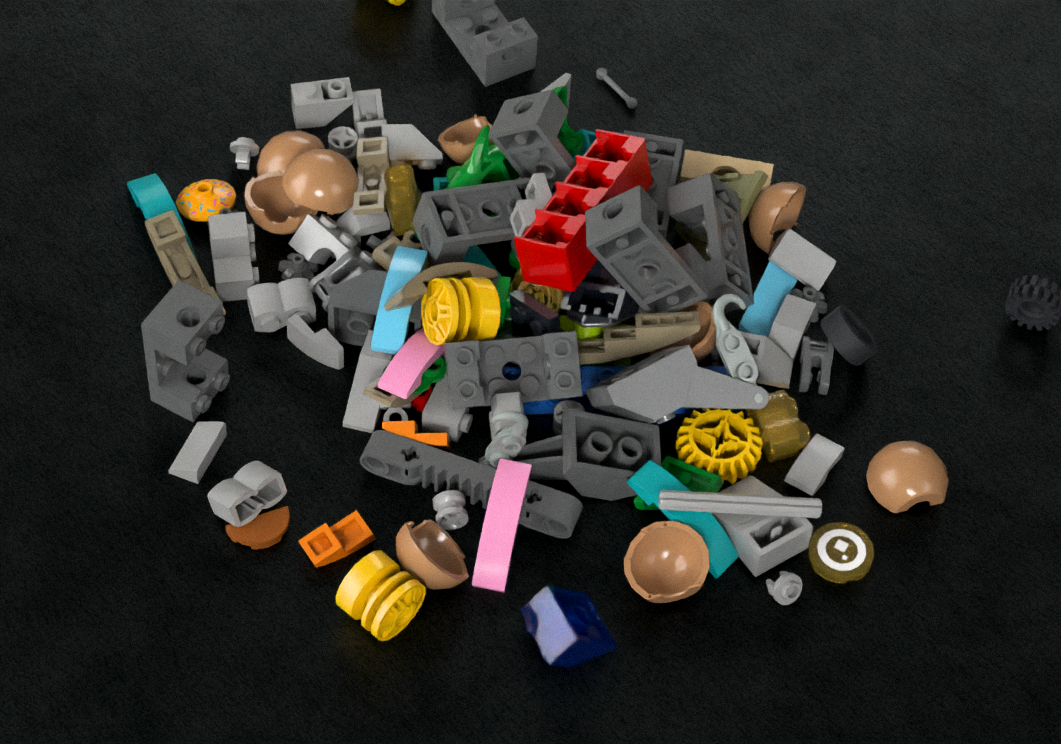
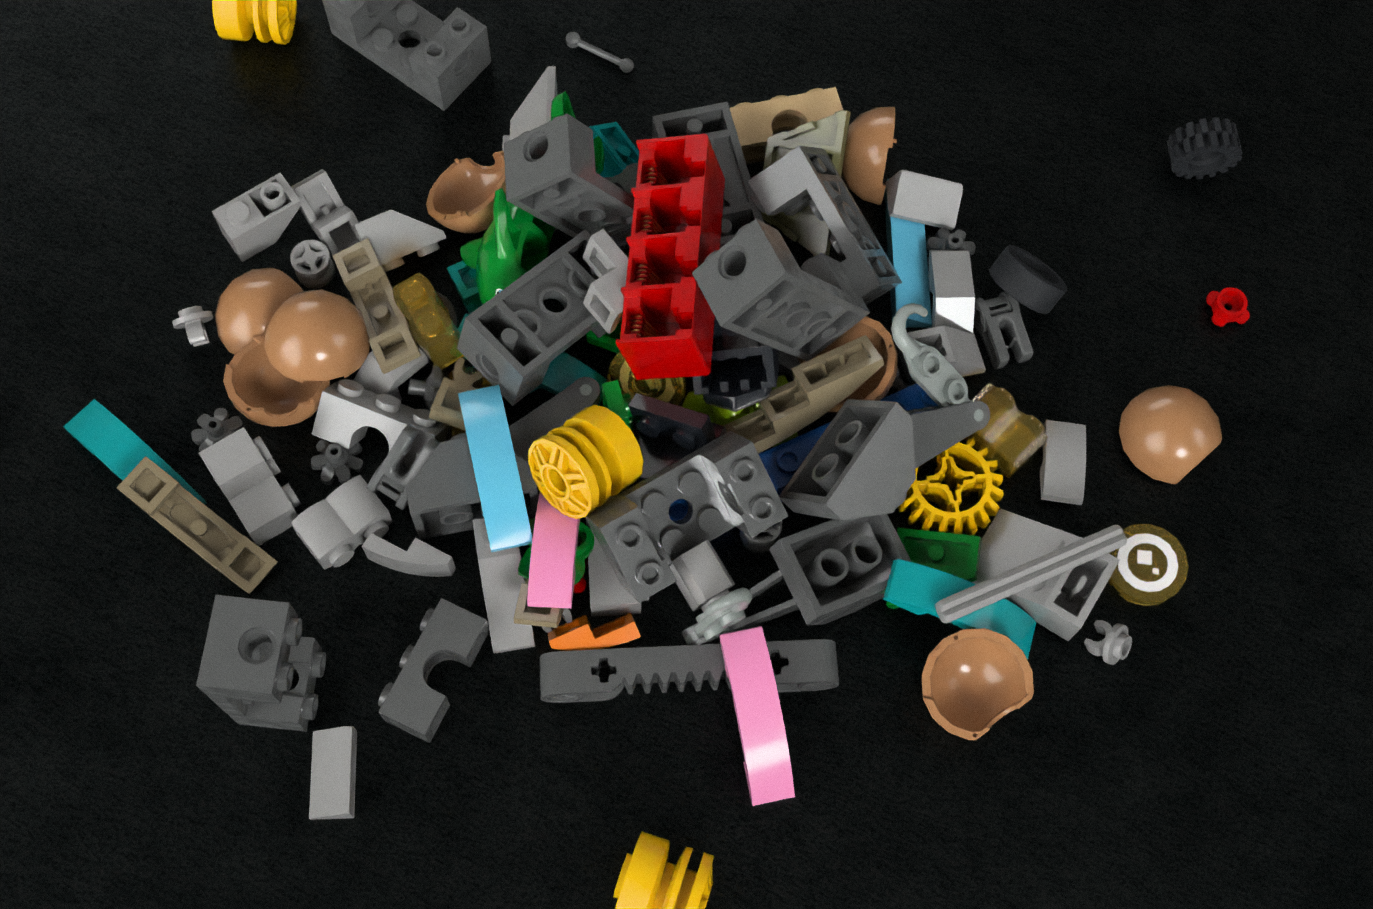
camera: 25 degrees left, 15 degrees up
(205, 199) = (183, 421): light orange dish -> none
(247, 493) = (426, 814): light grey brick -> none
(263, 530) = (465, 850): dark orange tile -> none
(314, 398) = (446, 635): none -> dark grey arch
(340, 540) = (563, 821): orange slope -> none
(416, 287) = (515, 460): dark tan slope -> none
(430, 555) = (696, 802): medium nougat cylinder -> none
(450, 509) = (682, 718): light grey wheel -> none
(566, 626) = (896, 818): clear blue slope -> none
(1003, 409) = (1235, 300): none -> red plate

